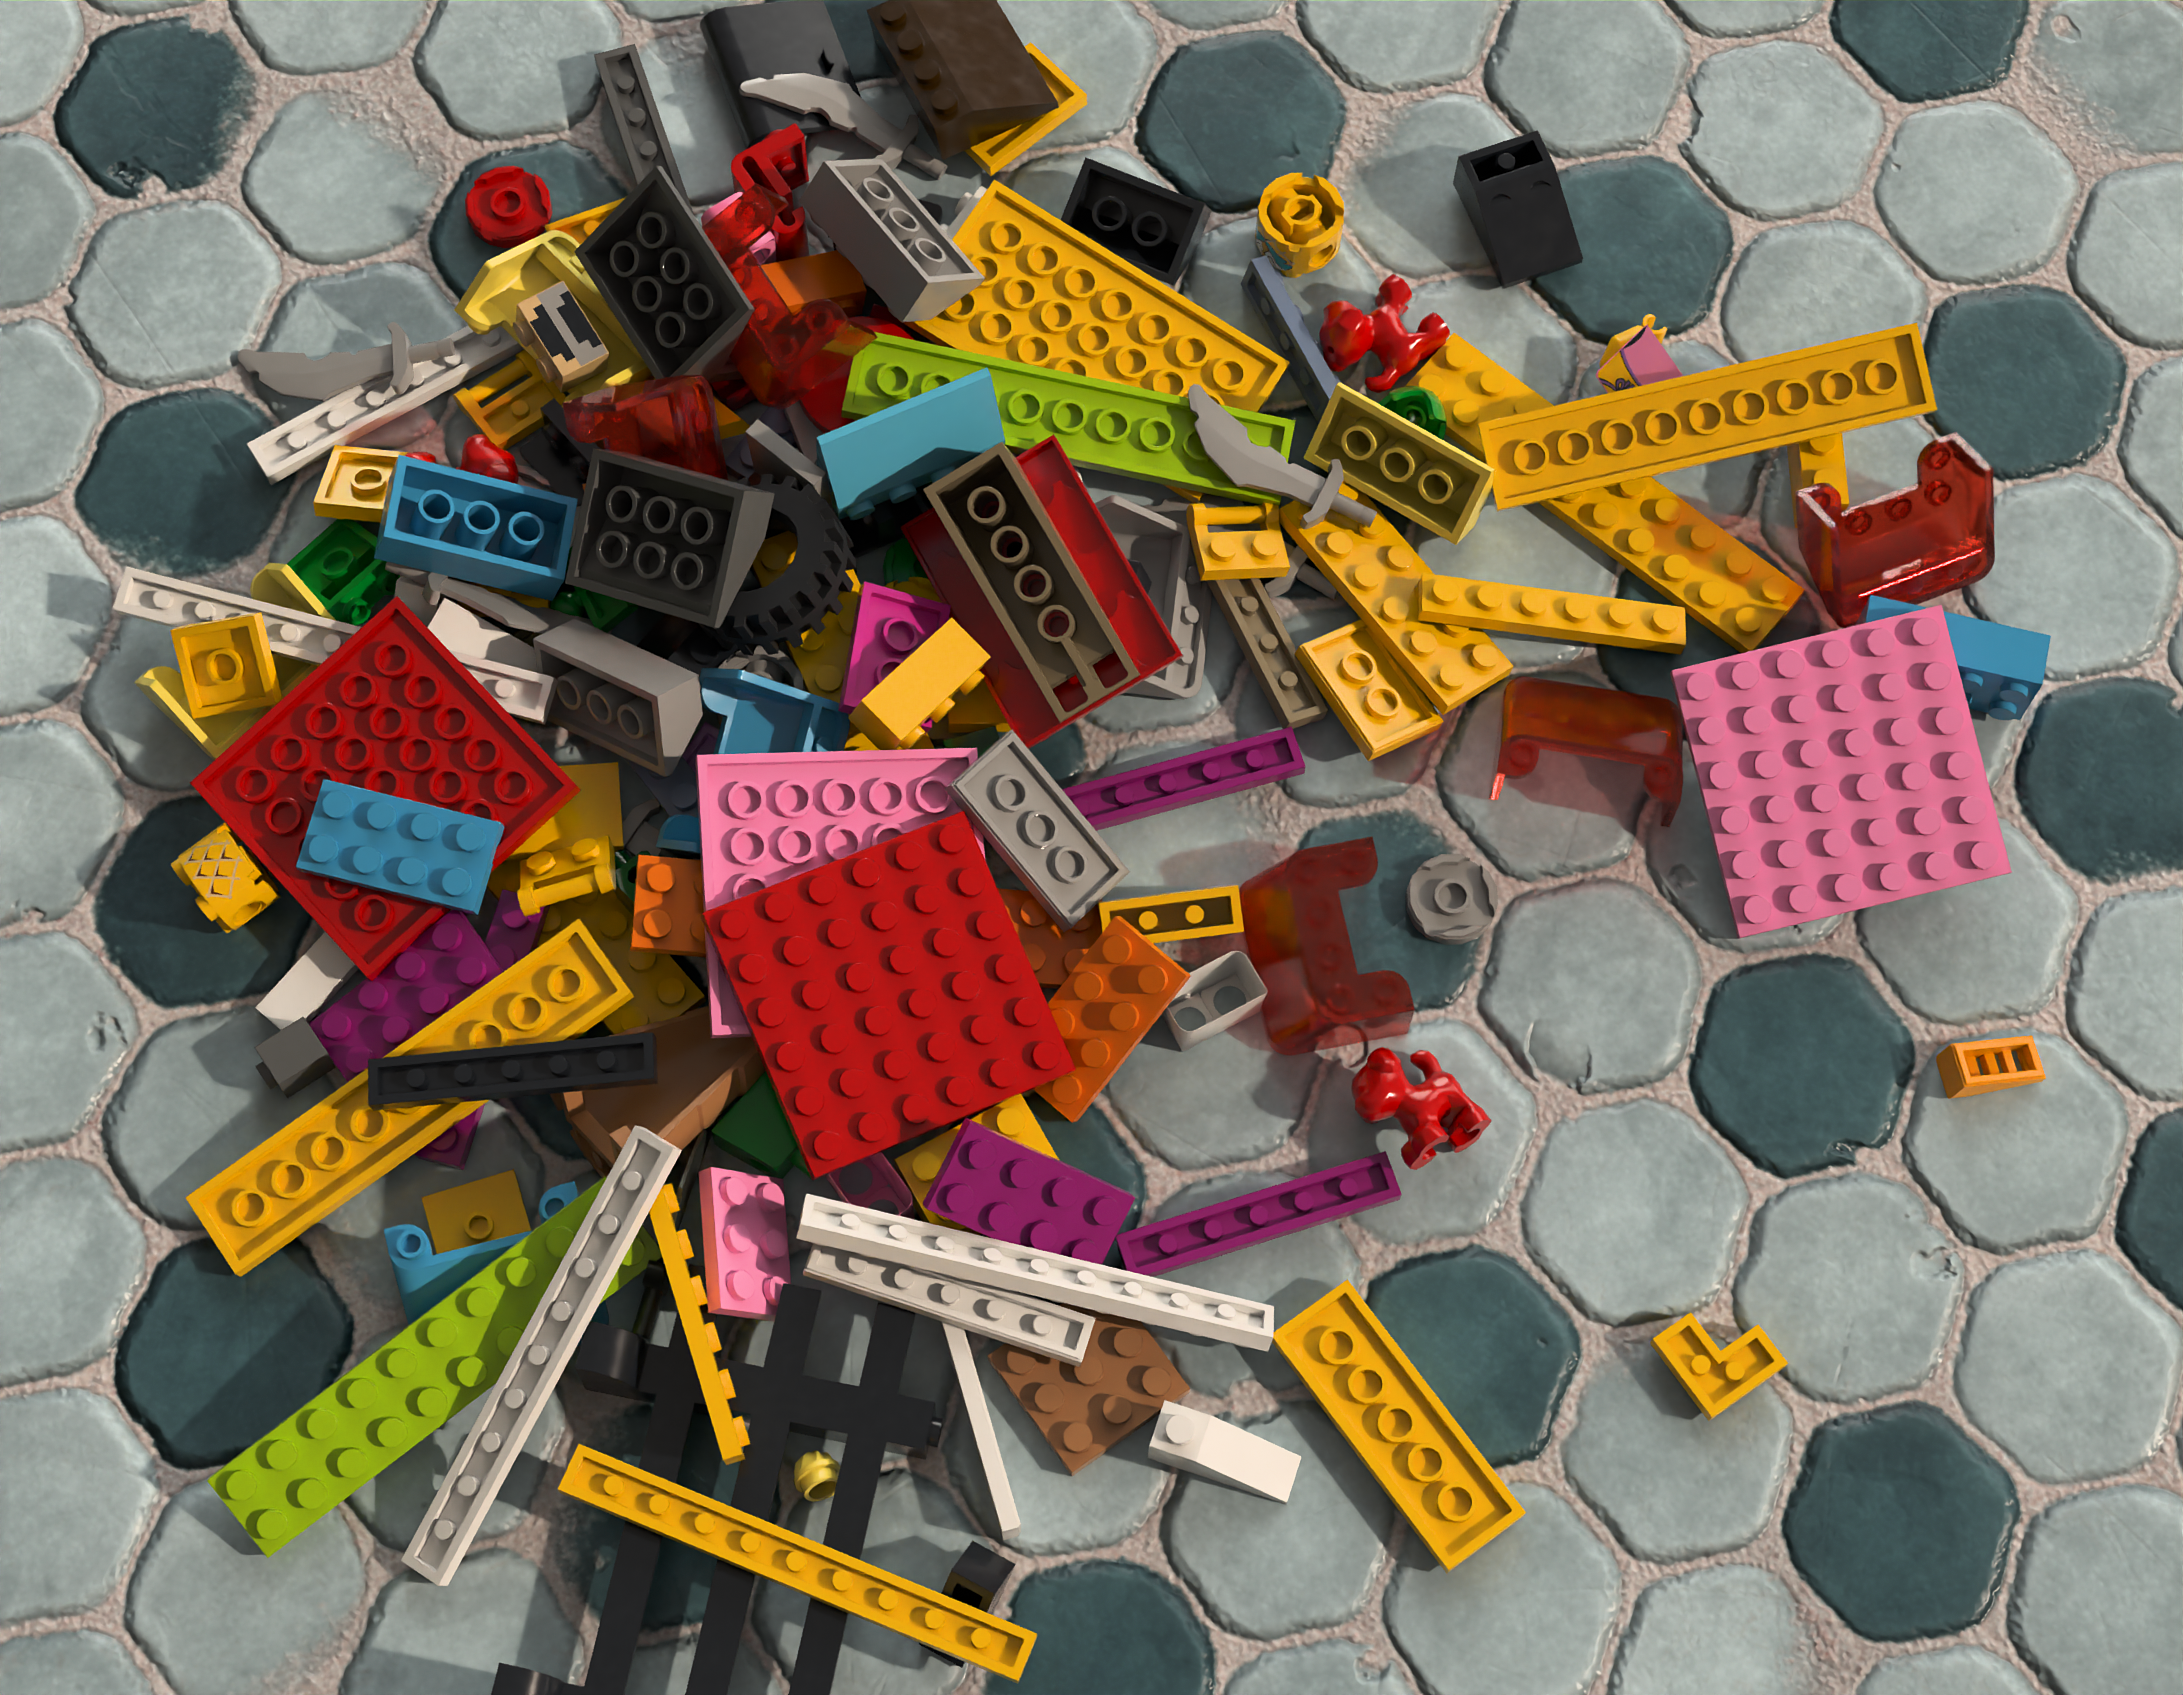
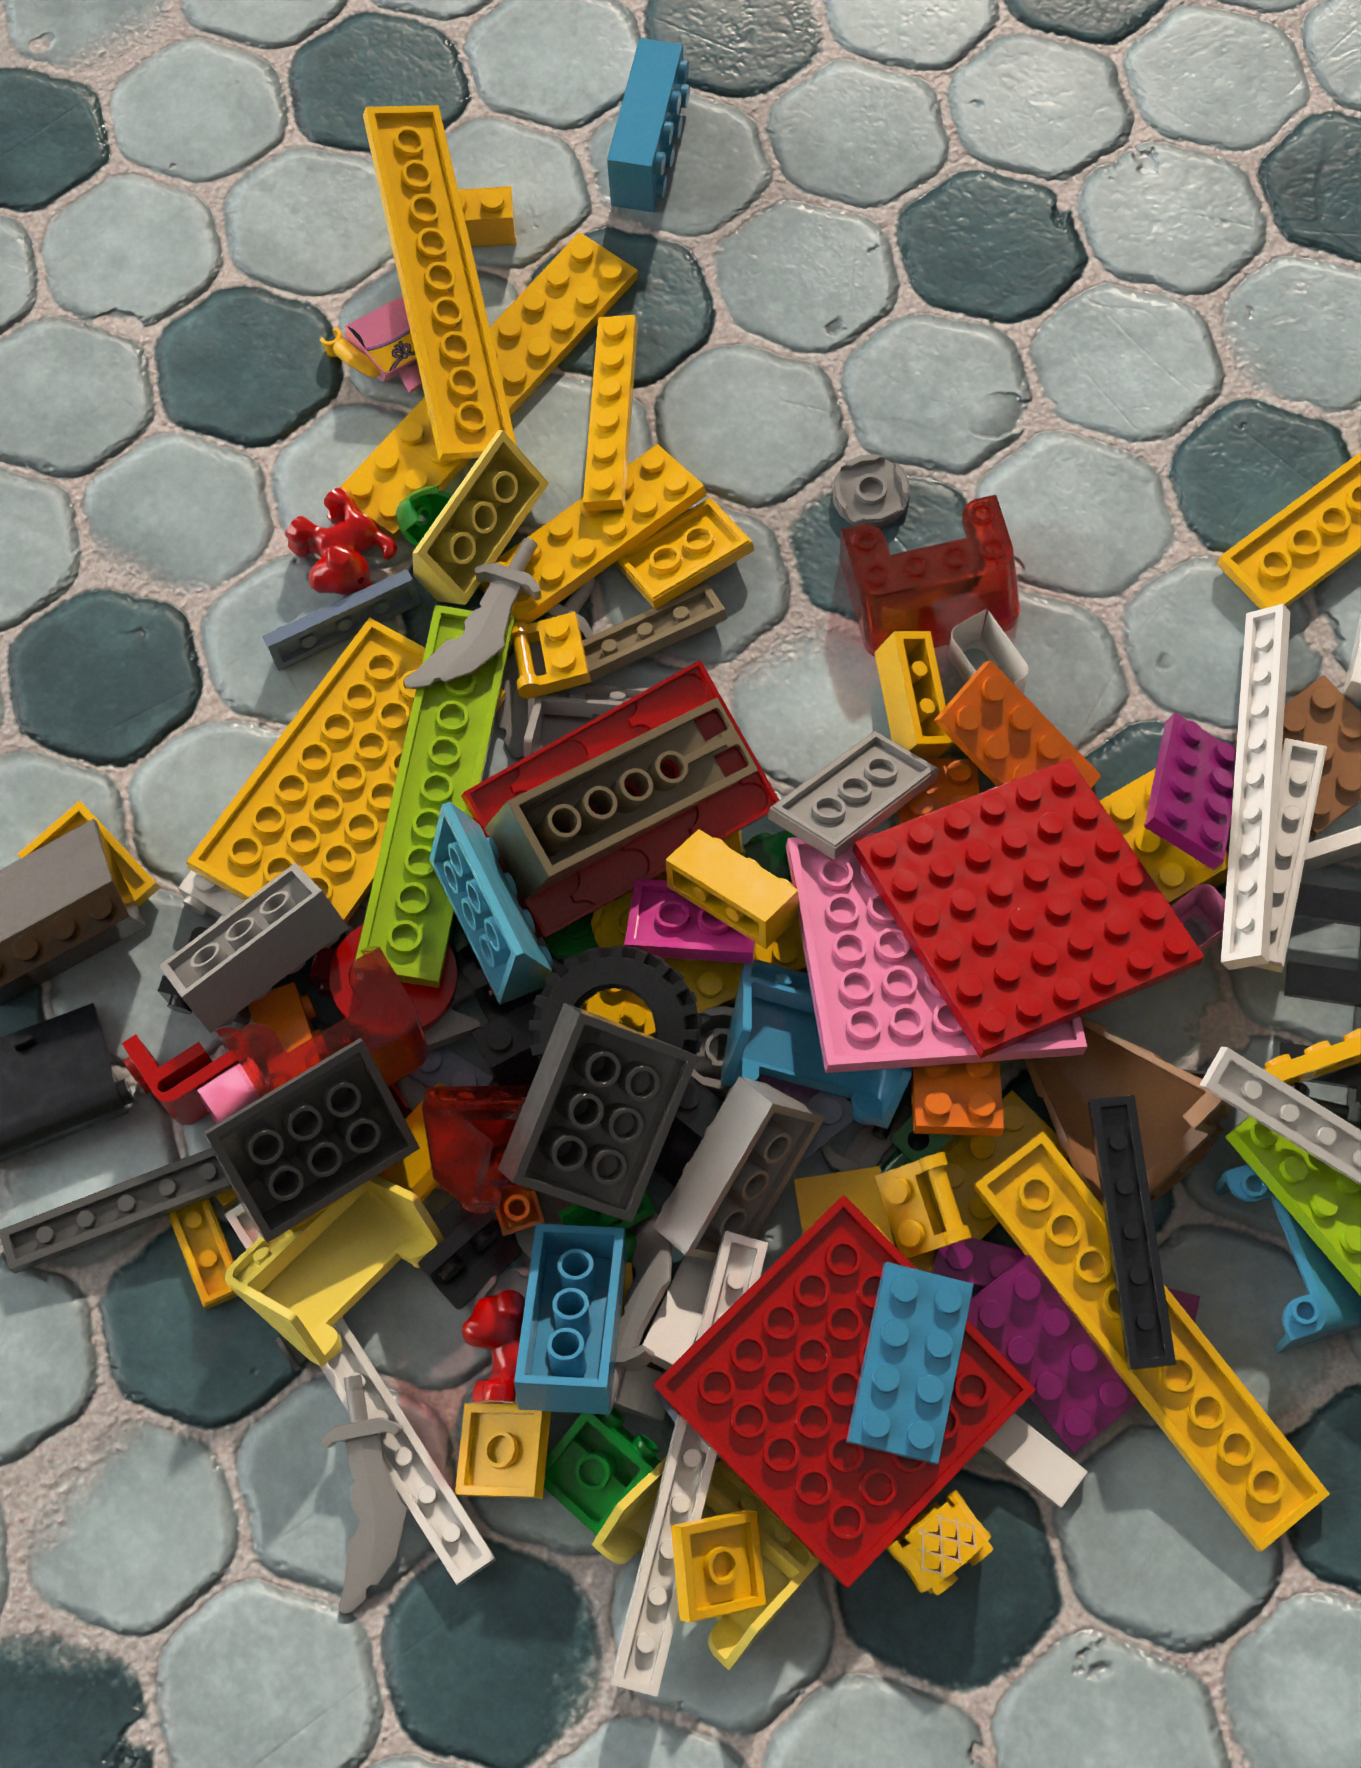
camera: 85 degrees left, 0 degrees up
(293, 1058) = (1112, 1462): dark grey brick -> none
(476, 1212) = (1251, 1273): yellow plate -> none
(508, 206) = (178, 1347): red tile -> none
(516, 411) = (415, 1314): yellow plate -> none
(561, 337) = (350, 1261): brick -> none
(744, 1242) = (1251, 1028): bright pink plate -> none
(759, 1132) = (1142, 1016): green torso -> none
(777, 457) = (510, 1017): light grey tile -> none
(847, 112) = (69, 1041): light grey sword -> none
(1136, 219) = (220, 750): black slope -> none
(1188, 779) = (776, 691): magenta plate -> none
(1259, 1216) = (1170, 627): magenta plate -> none
(1299, 223) = (226, 612): yellow brick -> none
(1385, 1092) = (1064, 500): red animal -> none
(1518, 209) = (215, 439): black slope -> none
(1590, 724) = (713, 387): clear red windscreen -> none
(1714, 1376) = (1260, 299): yellow plate -> none
(1840, 771) = (756, 195): bright pink plate -> none
(1903, 542) = (536, 148): clear red windscreen -> none
(1962, 1076) = (985, 120): light orange slope -> none

